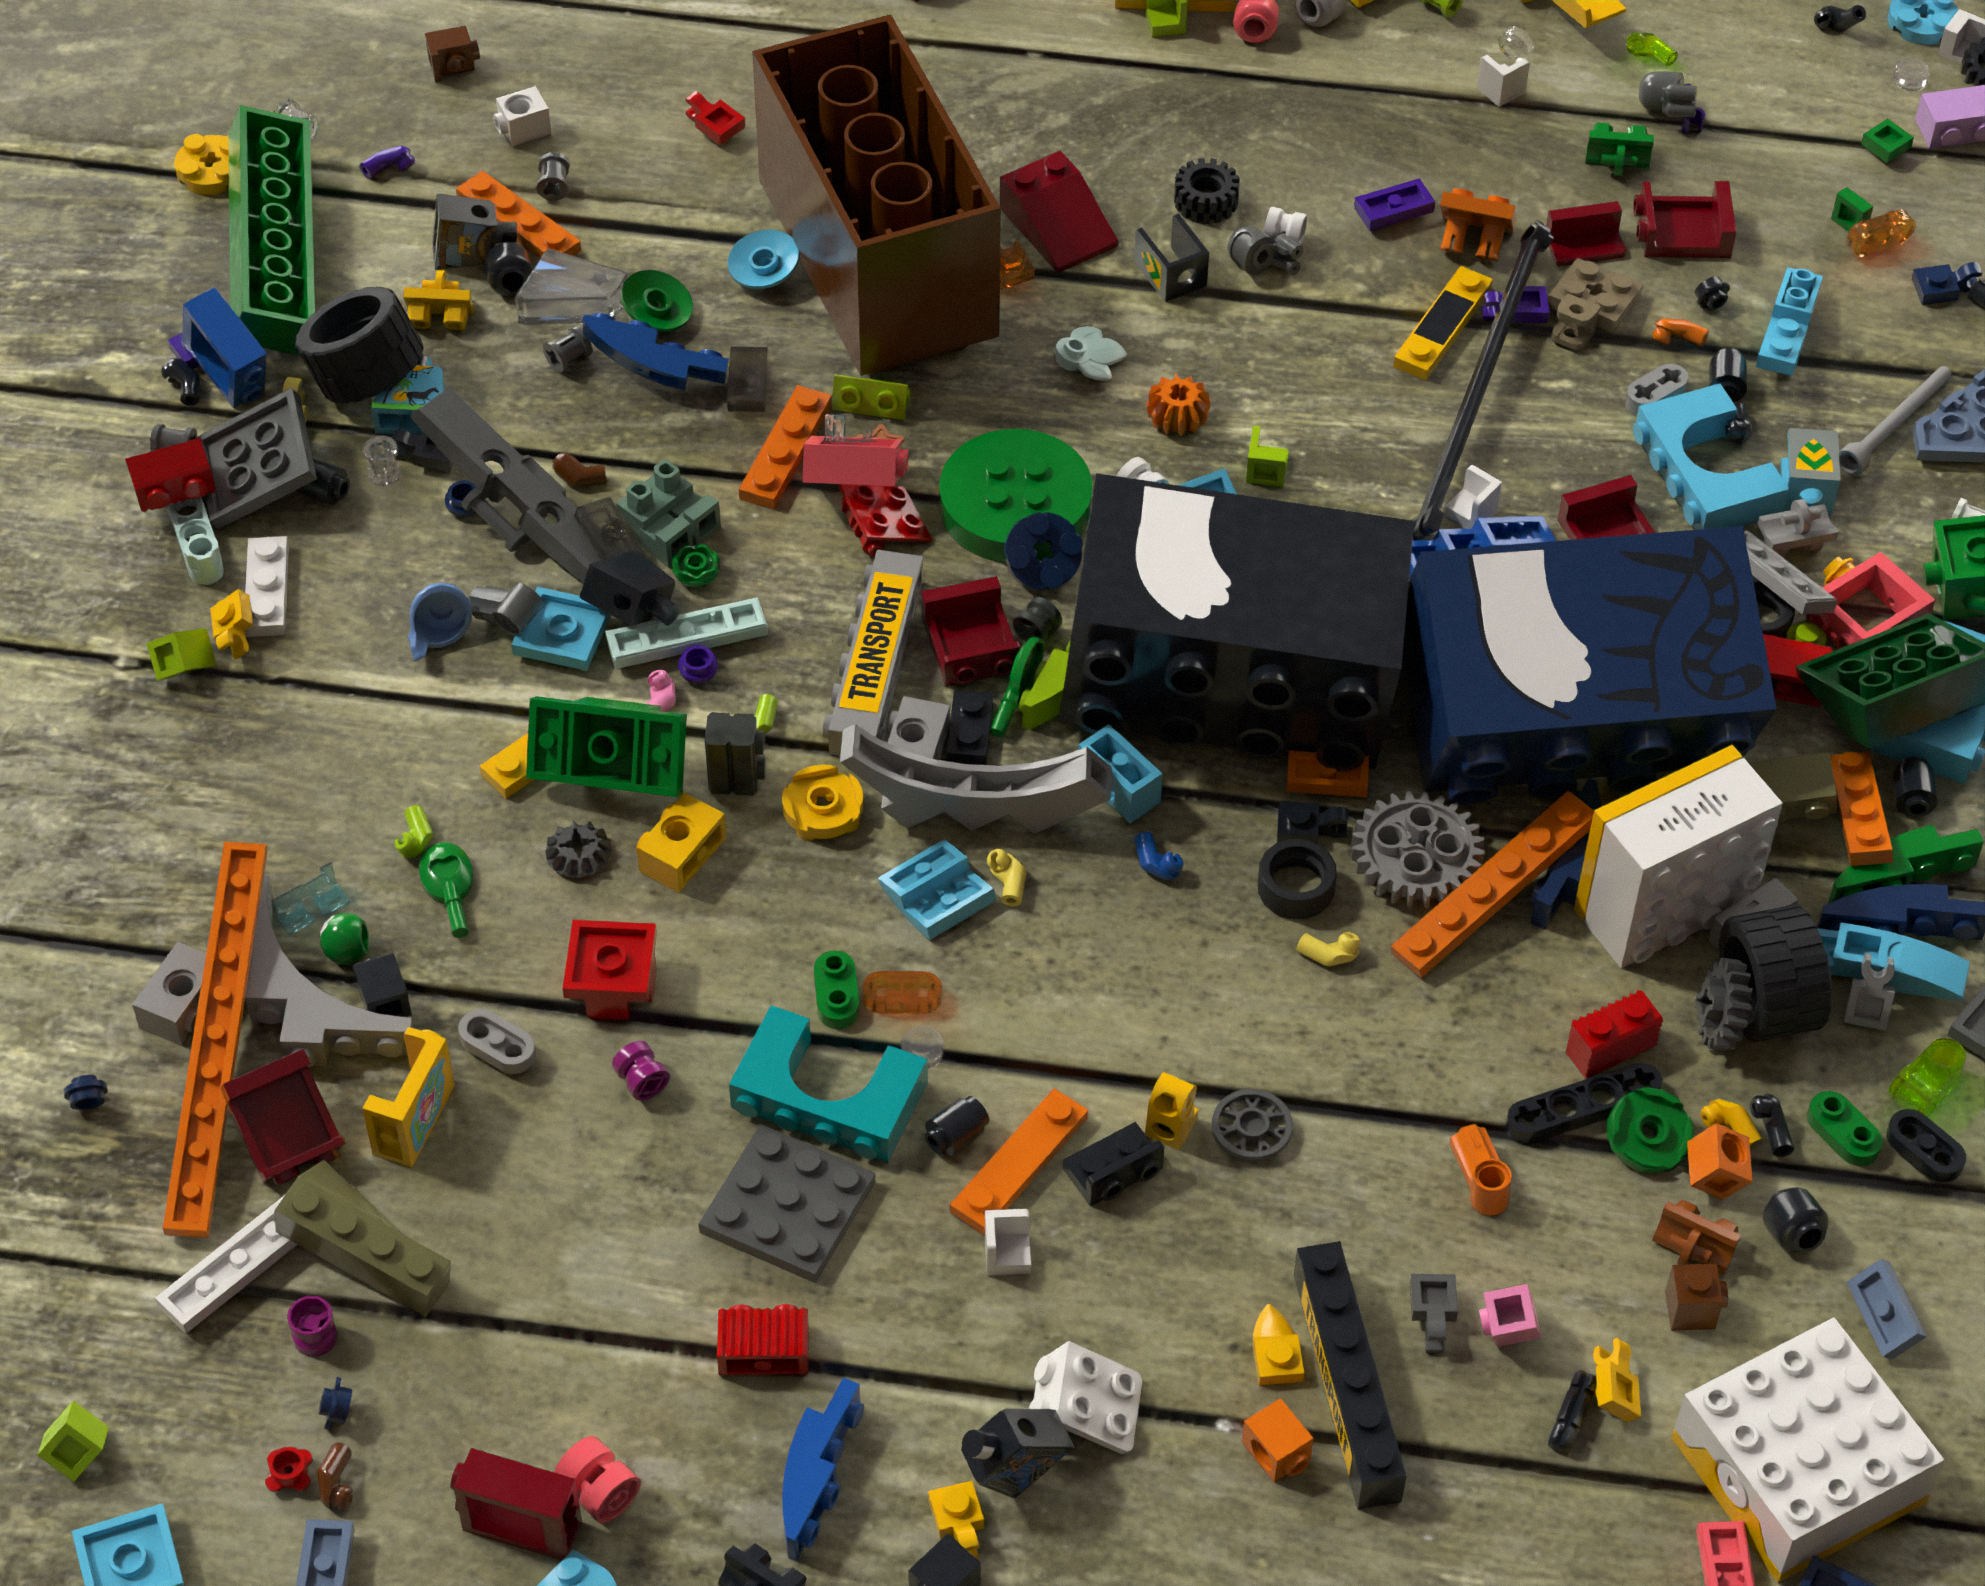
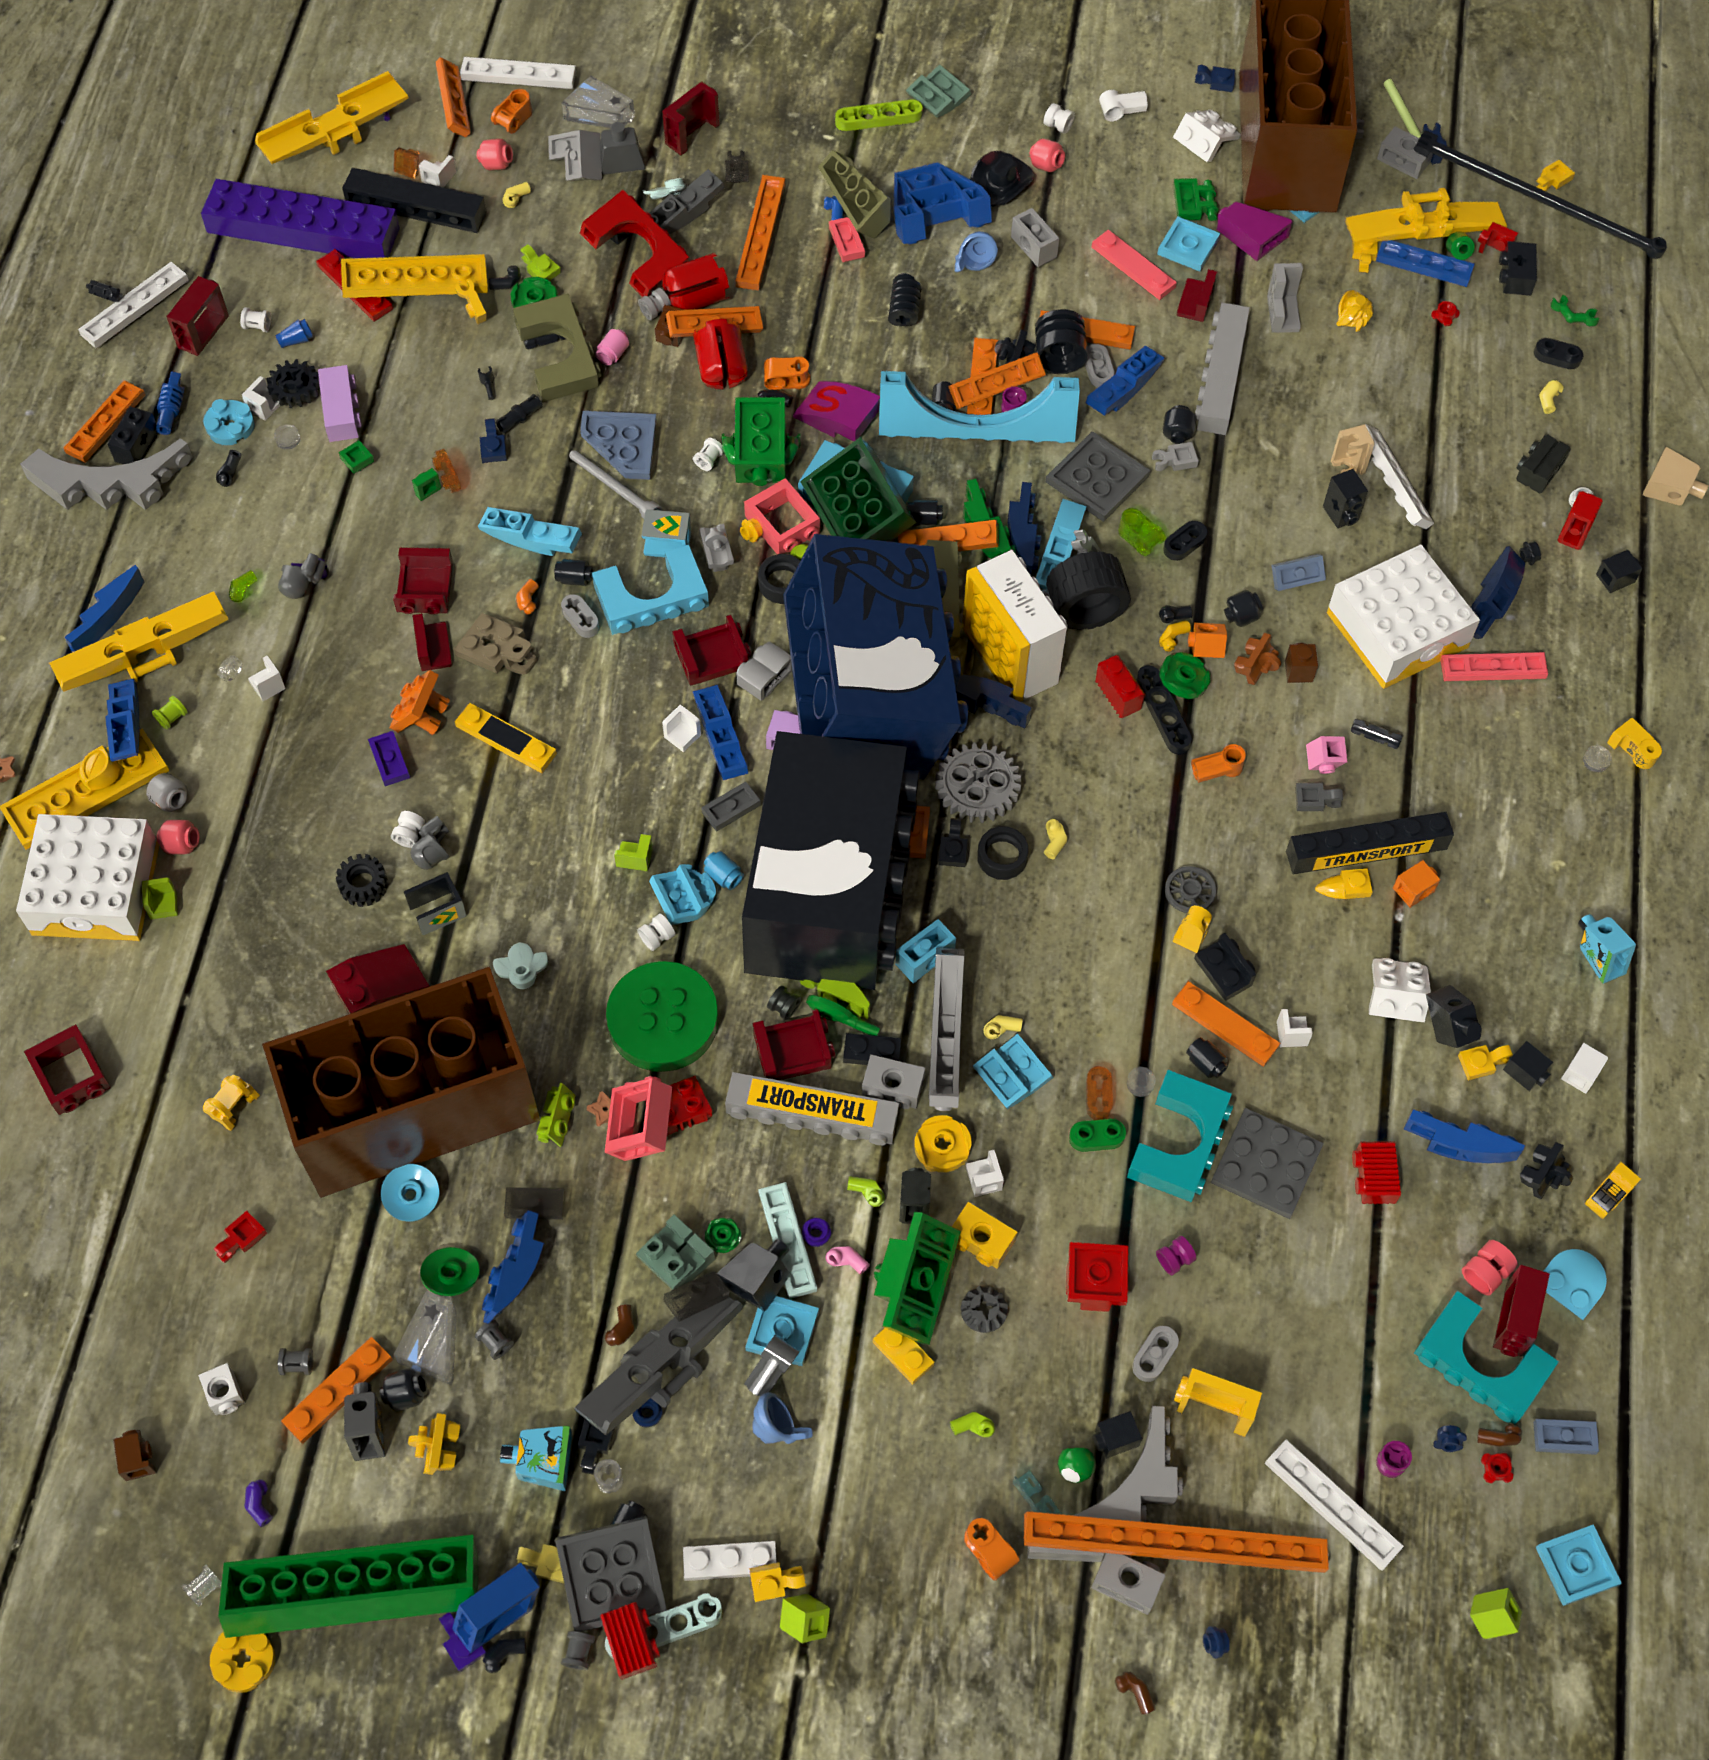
camera: 90 degrees left, 10 degrees up
(48, 996) = (1131, 1682): none -> reddish brown arm
(243, 830) = (992, 1551): none -> orange piece
(282, 1117) = (1240, 1489): dark red panel -> none
(349, 1232) = (1326, 1434): olive wedge -> none
(359, 345) = (470, 1507): black tyre -> none
(448, 879) = (1011, 1400): green piece -> none
(471, 1407) = (1506, 1395): none -> teal arch
(773, 854) = (985, 1175): none -> white panel
(785, 447) = (601, 1176): orange plate -> none
(840, 430) = (626, 1118): clear light blue piece -> none
(1021, 556) = (724, 981): dark blue plate -> none
(1162, 866) = (988, 936): blue arm -> none
(1178, 405) = (587, 913): orange gear -> none
(1493, 884) = (1012, 738): orange plate -> none
(1531, 308) = (495, 686): dark purple plate -> none
(1533, 240) = (700, 757): black hinge -> none
(1616, 1386) = (1362, 708): yellow plate -> none
(1619, 148) = (353, 613): green hips -> none
(1712, 293) = (494, 573): black plate -> none
(1724, 1004) = (1104, 622): dark grey gear -> none
(1740, 427) = (624, 568): black arm -> none
(1786, 579) = (759, 560): light grey tile -> none
(1842, 1126) = (1174, 580): green plate -> none

